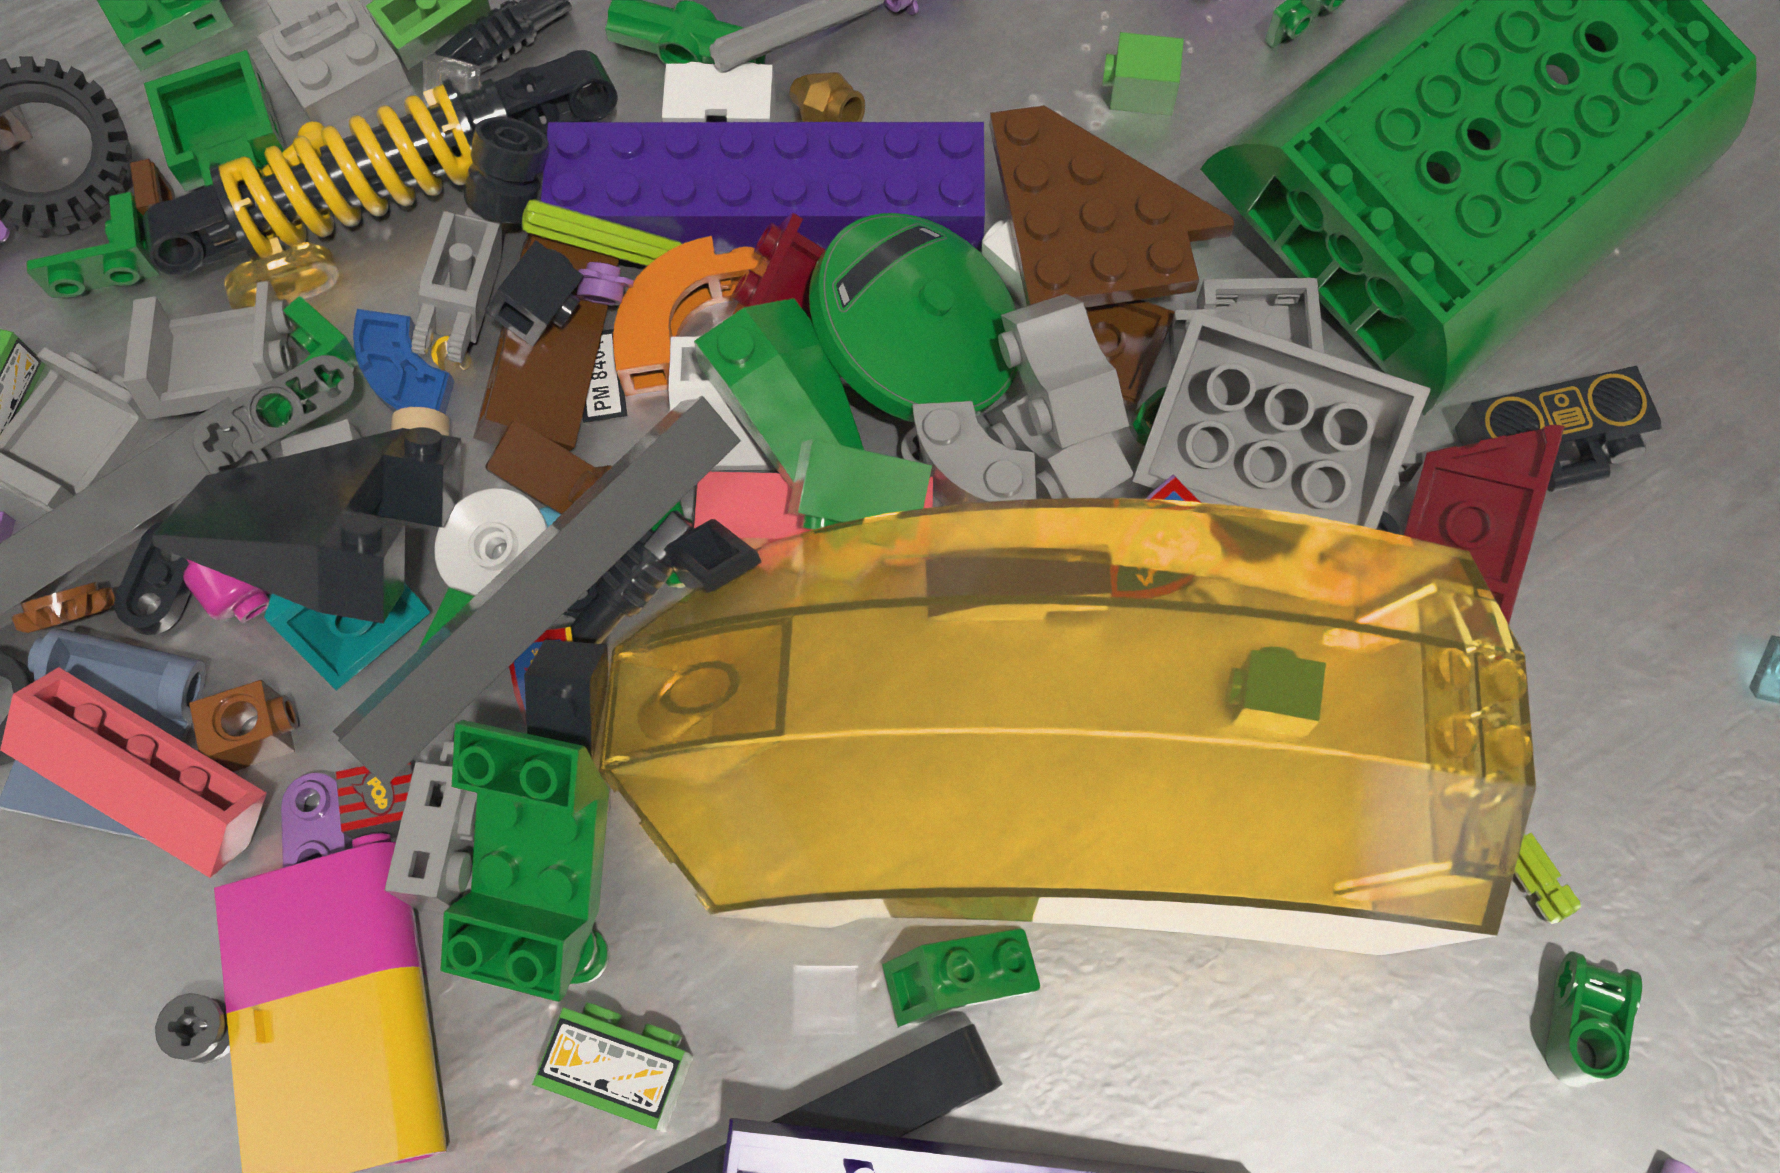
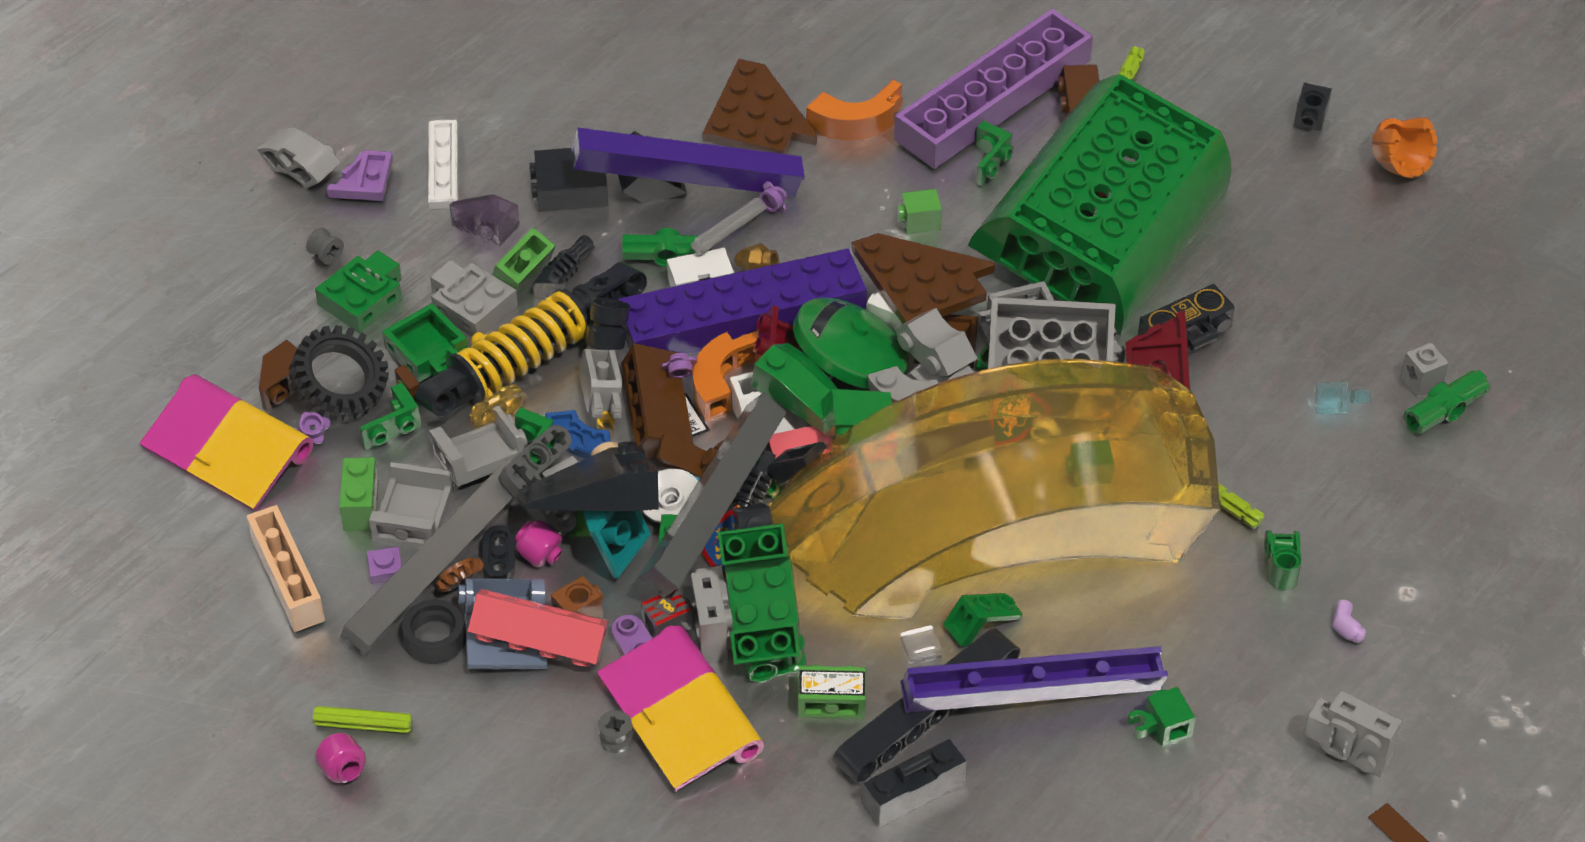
camera: 20 degrees left, 20 degrees down
(536, 293) = (653, 373): black brick -> none
(594, 233) = (665, 344): lime axle -> none

